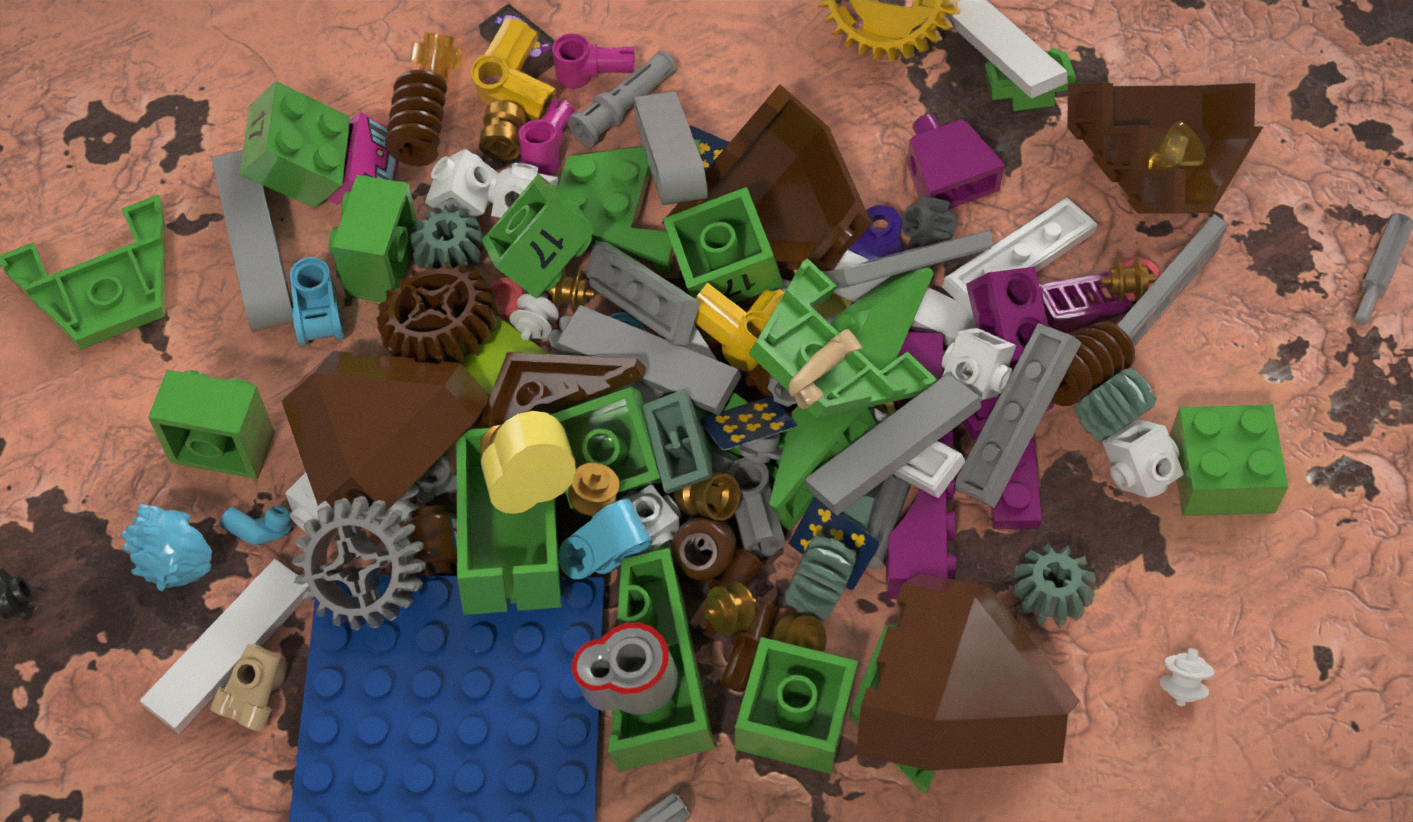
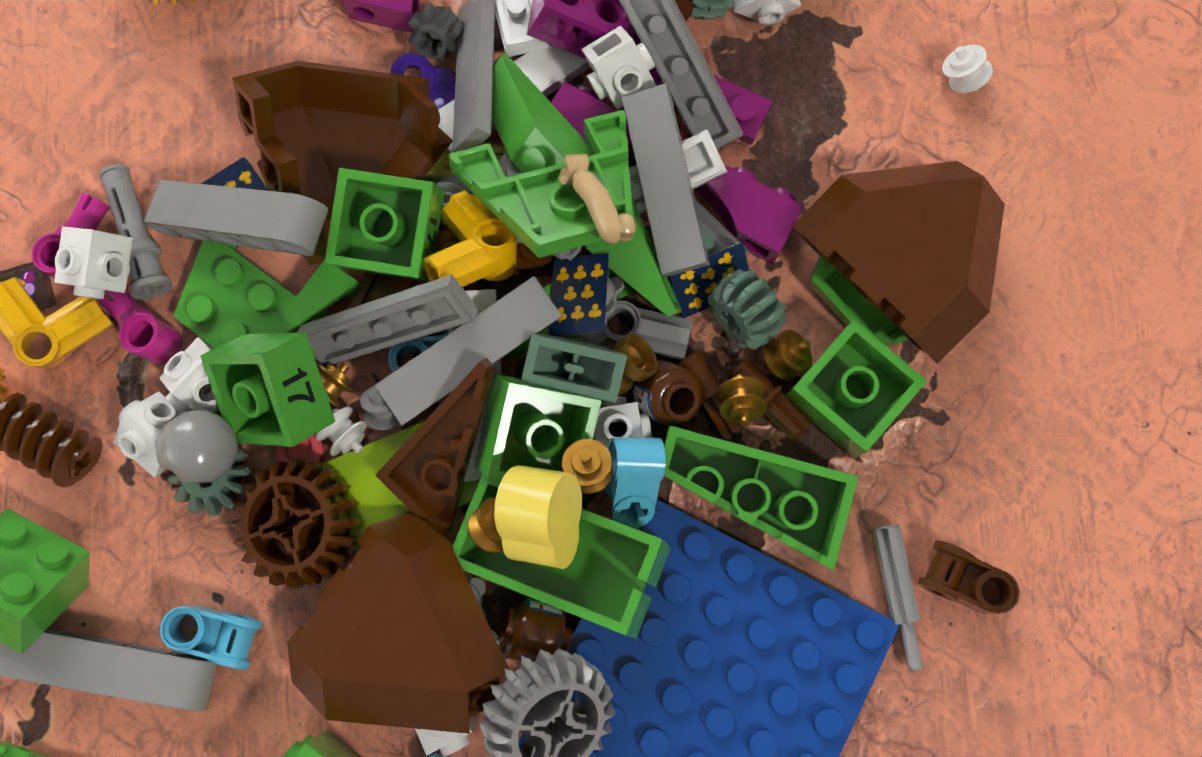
camera: 65 degrees left, 20 degrees up
(365, 154) = (69, 512): dark pink panel -> none
(373, 237) = (174, 547): bright green brick -> none
(463, 210) = (197, 446): none -> light grey hair
(500, 136) = (105, 362): pearl gold wheel -> none
(576, 74) = (93, 261): none -> white brick
(626, 670) = (783, 521): light grey piece -> none
(1054, 585) = (843, 141): sand green gear -> none

